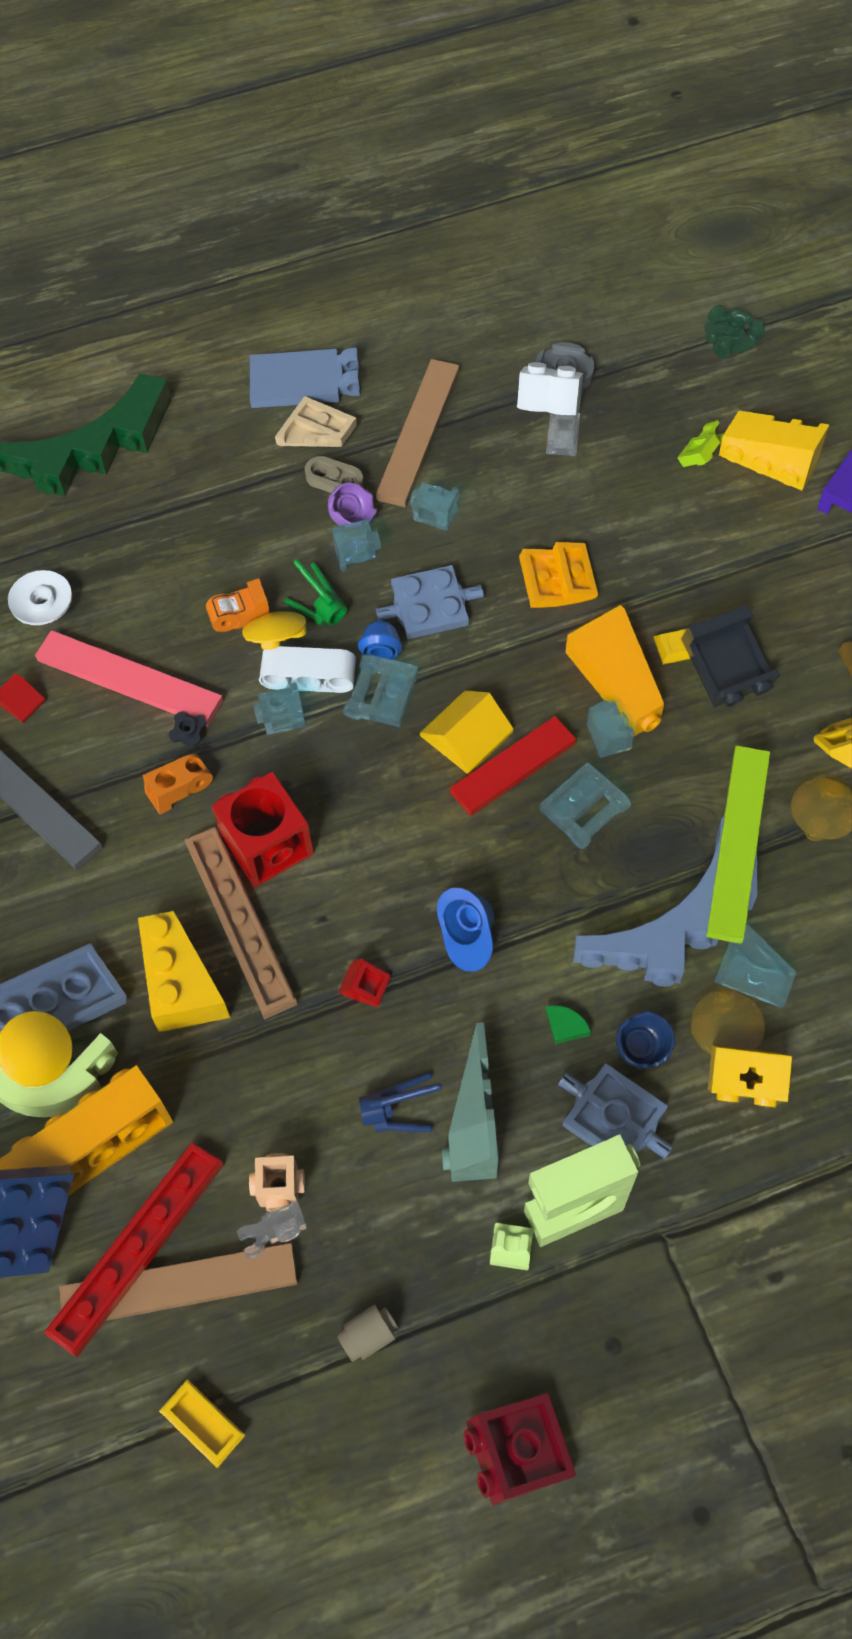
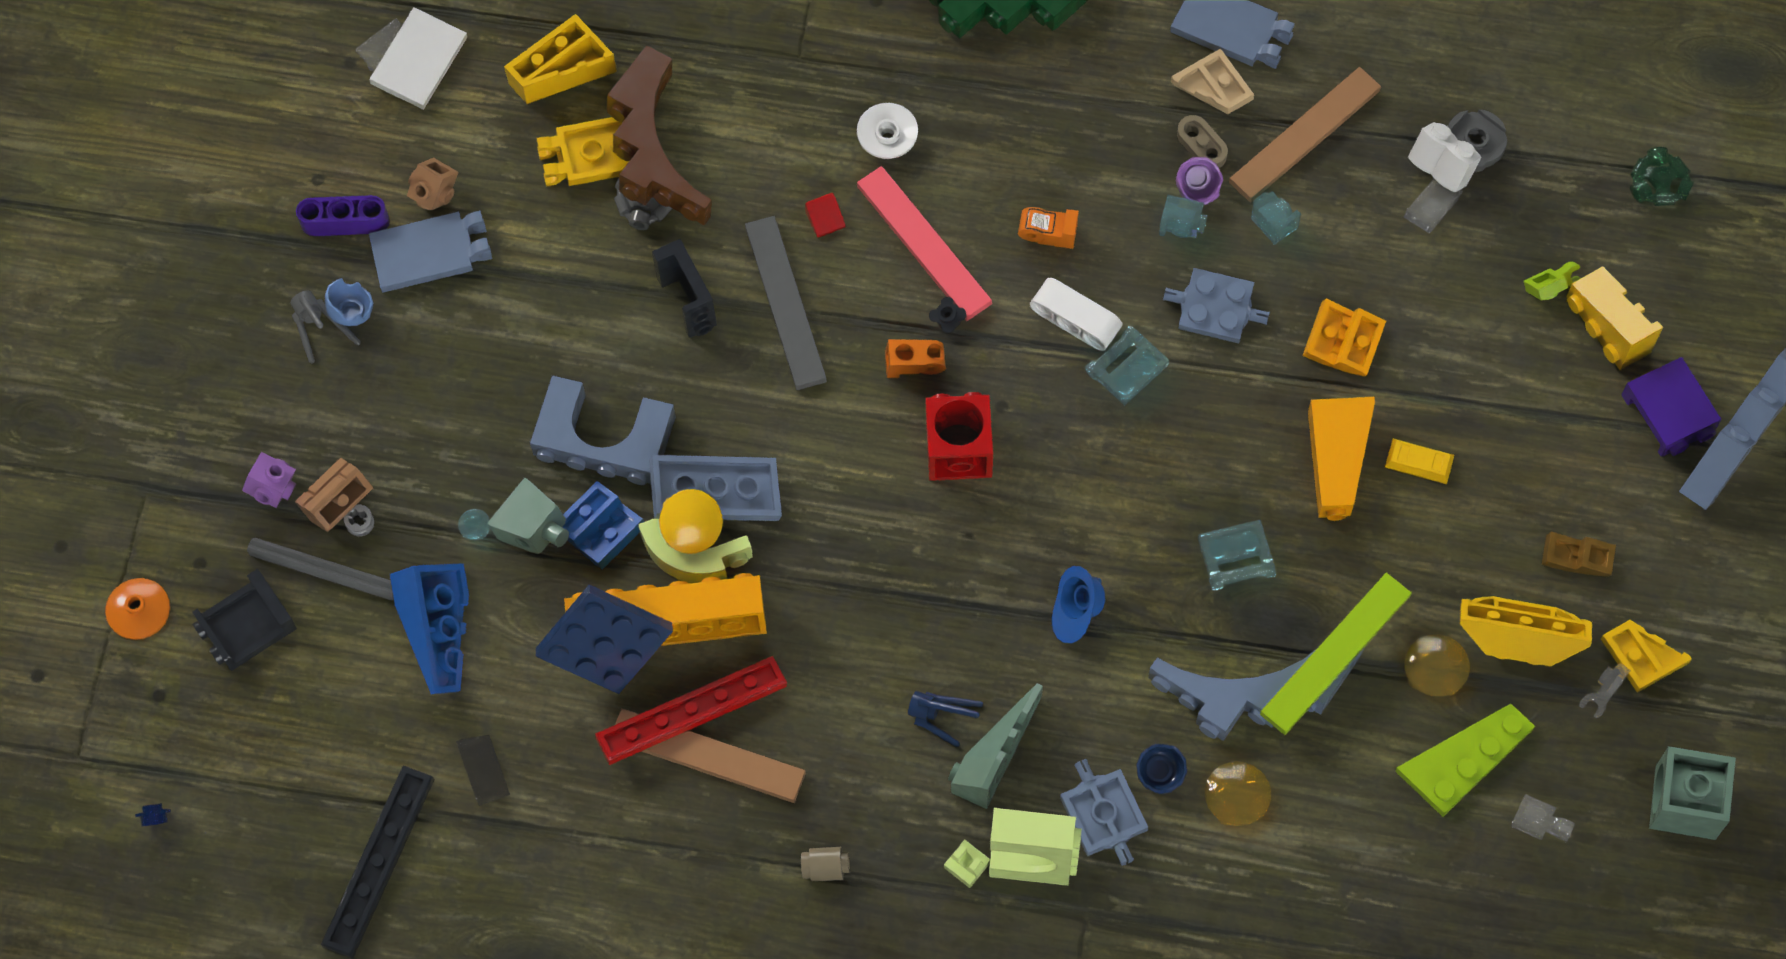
camera: 30 degrees right, 5 degrees up
(175, 976) = (826, 522): yellow wedge -> none
(202, 1423) = (673, 860): yellow tile -> none
(240, 923) = (902, 502): medium nougat tile -> none
(274, 1169) = (818, 709): light nougat brick -> none
(275, 627) = (1068, 263): yellow dish -> none
(275, 1226) = (802, 752): clear plate -> none
(280, 710) = (1034, 347): clear light blue brick -> none
(328, 605) = (1126, 266): green plant -> none
(364, 982) = (972, 605): red slope -> none
(380, 640) = (1151, 321): blue cone -> none
(468, 730) = (1180, 439): yellow slope -> none
(512, 766) = (1199, 489): red tile -> none
(565, 1024) = (1110, 723): green tile -> none
(609, 729) = (1298, 500): clear light blue brick -> none
(728, 658) = (1440, 493): black panel -> none
(756, 970) = (1290, 762): clear light blue wing -> none
(772, 1072) = (1244, 839): yellow brick -> none

